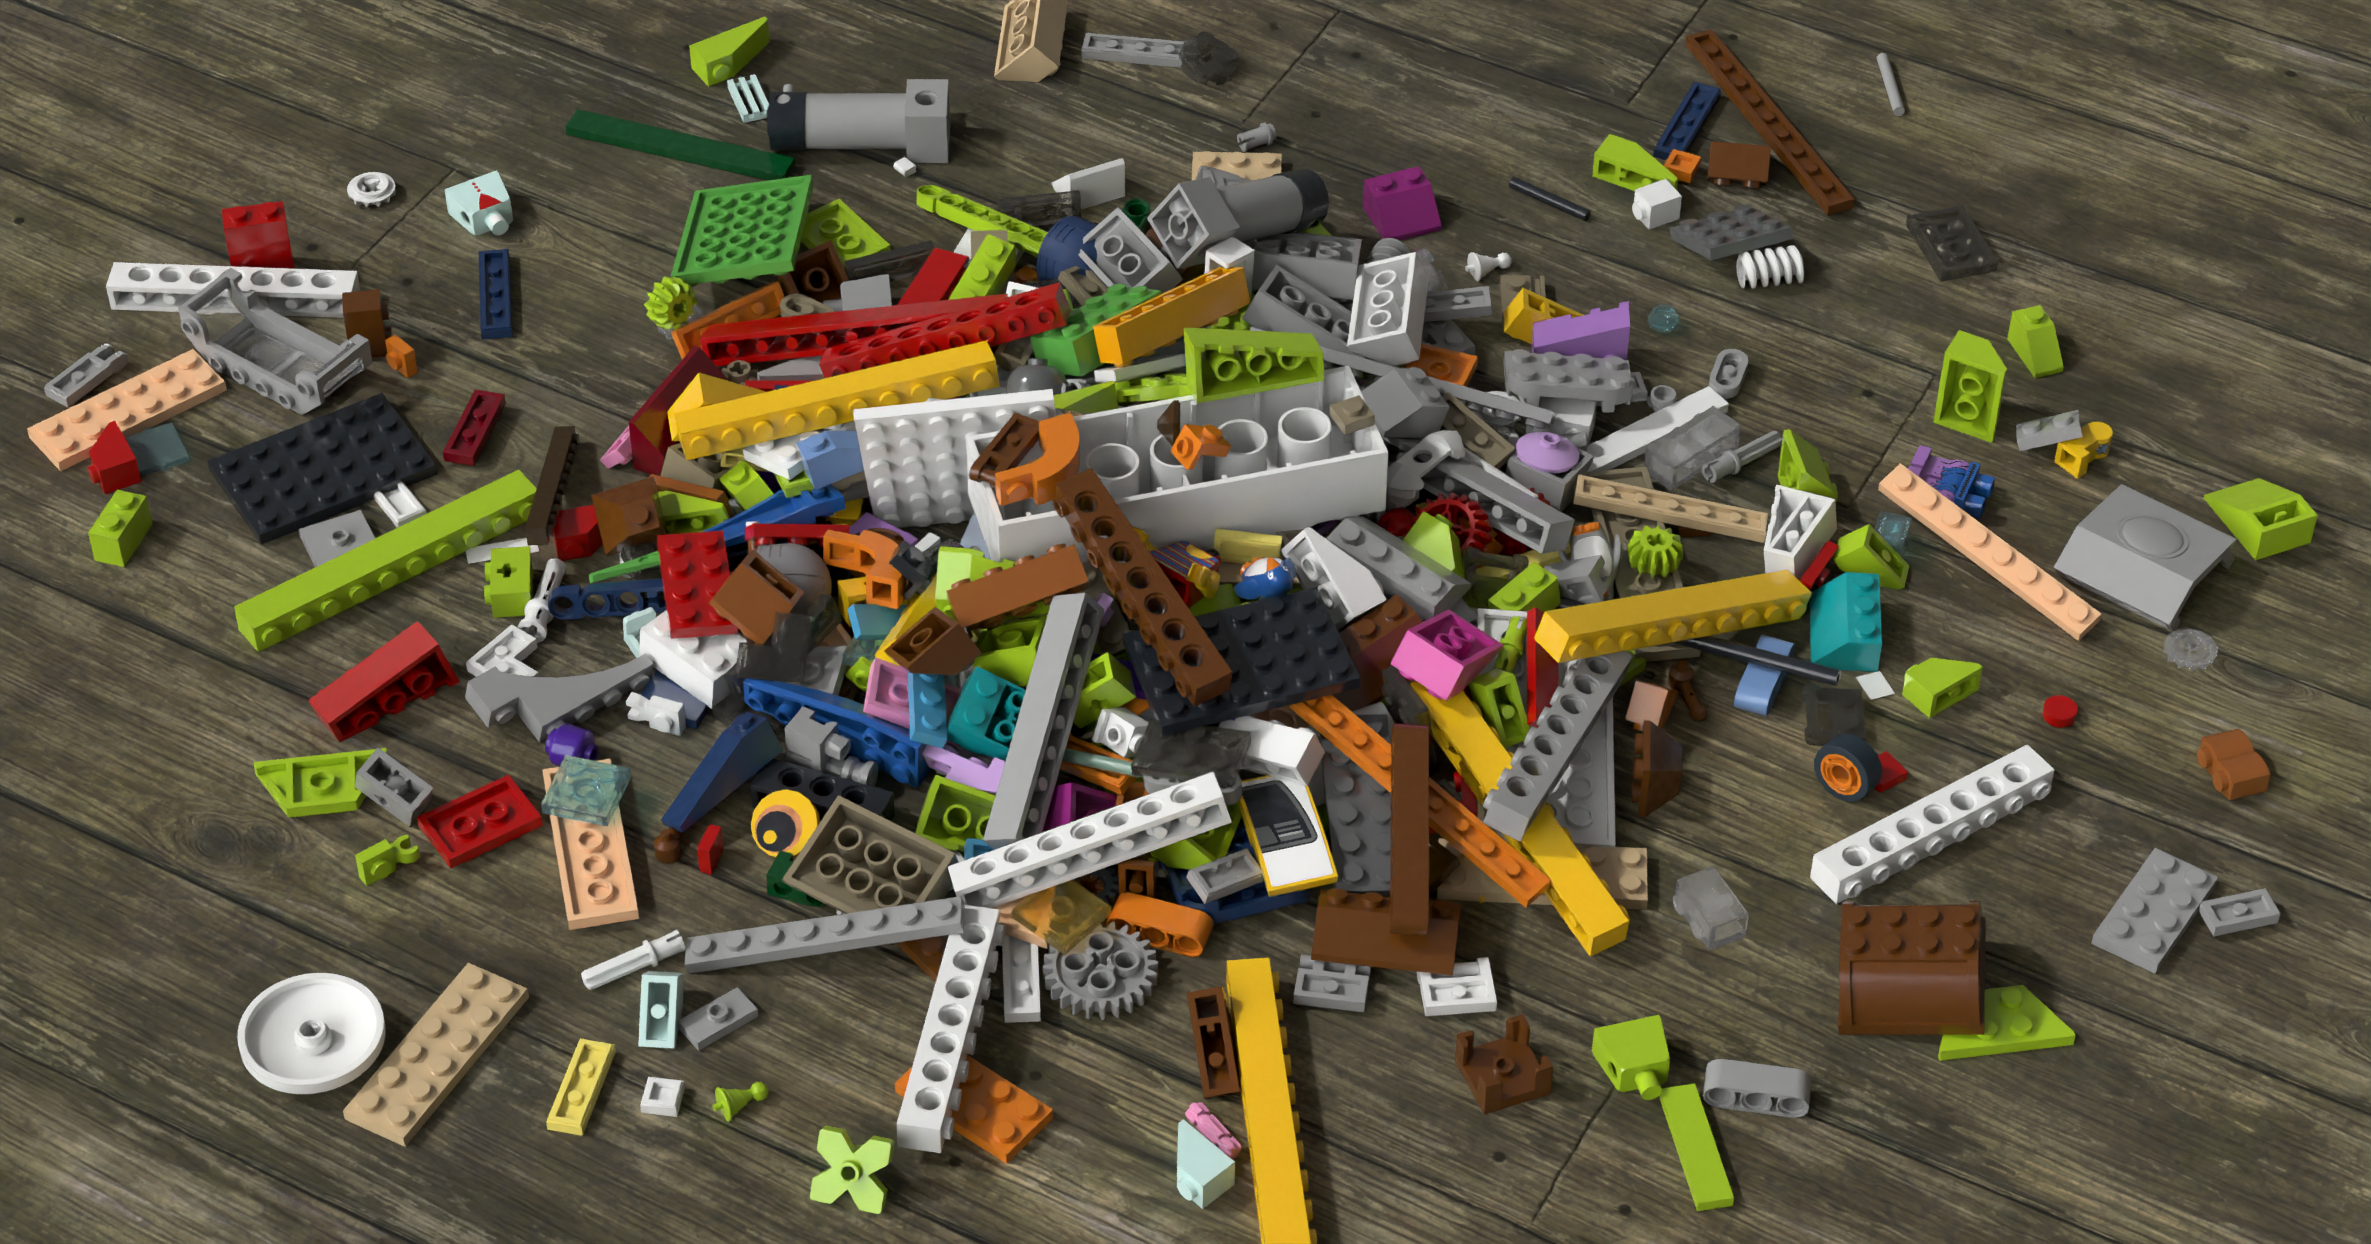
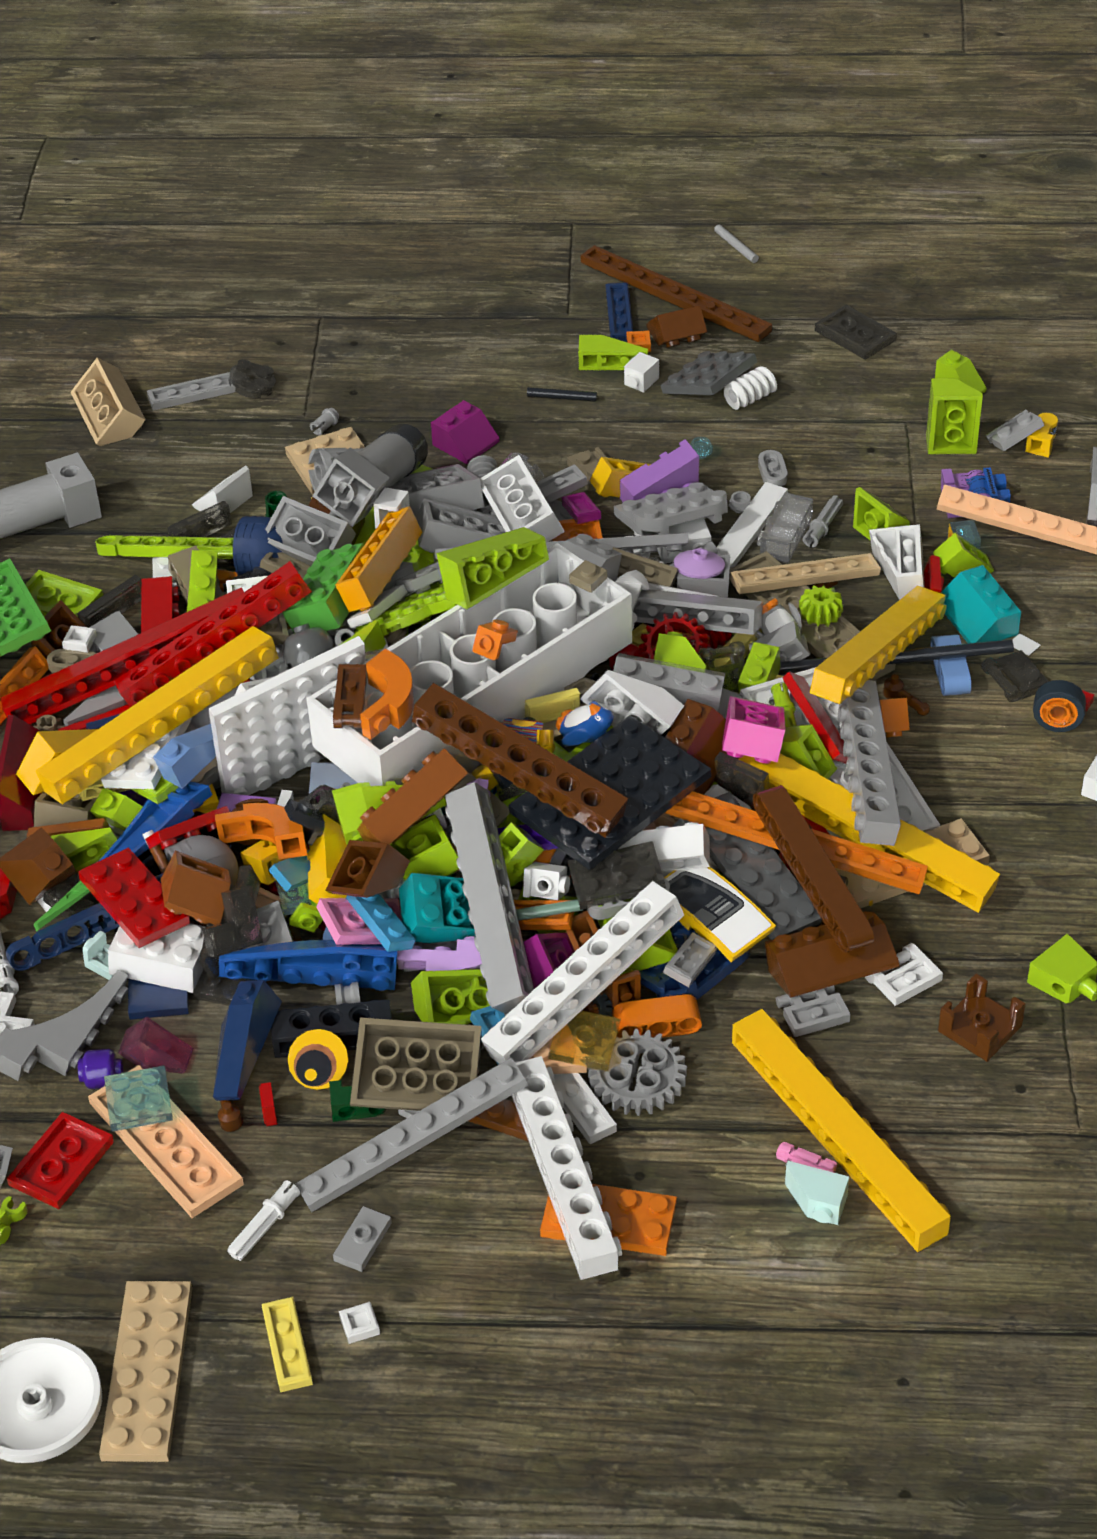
camera: 25 degrees left, 0 degrees up
(636, 746) = (154, 1046): none -> clear pink slope
(660, 712) = (160, 1010): white plate -> none
(660, 1008) = (314, 1250): light aqua slope -> none
(733, 1100) = (420, 1300): lime piece -> none
(815, 744) = (305, 986): light grey hips -> none
(826, 290) = (79, 639): none -> white tile
(852, 1169) = (561, 1314): lime plant -> none
(905, 167) = (71, 531): white piece -> none
(1169, 422) = (462, 630): dark brown slope -> none
(1214, 1042) = (762, 1091): reddish brown slope -> none
(1465, 339) = (581, 508): none -> magenta tile
(1482, 265) = (547, 455): white piece -> none
(1656, 769) = (929, 759): reddish brown slope -> none
(1710, 908) = (1038, 843): clear brick -> none
(1940, 684) = (1070, 626): lime slope -> none

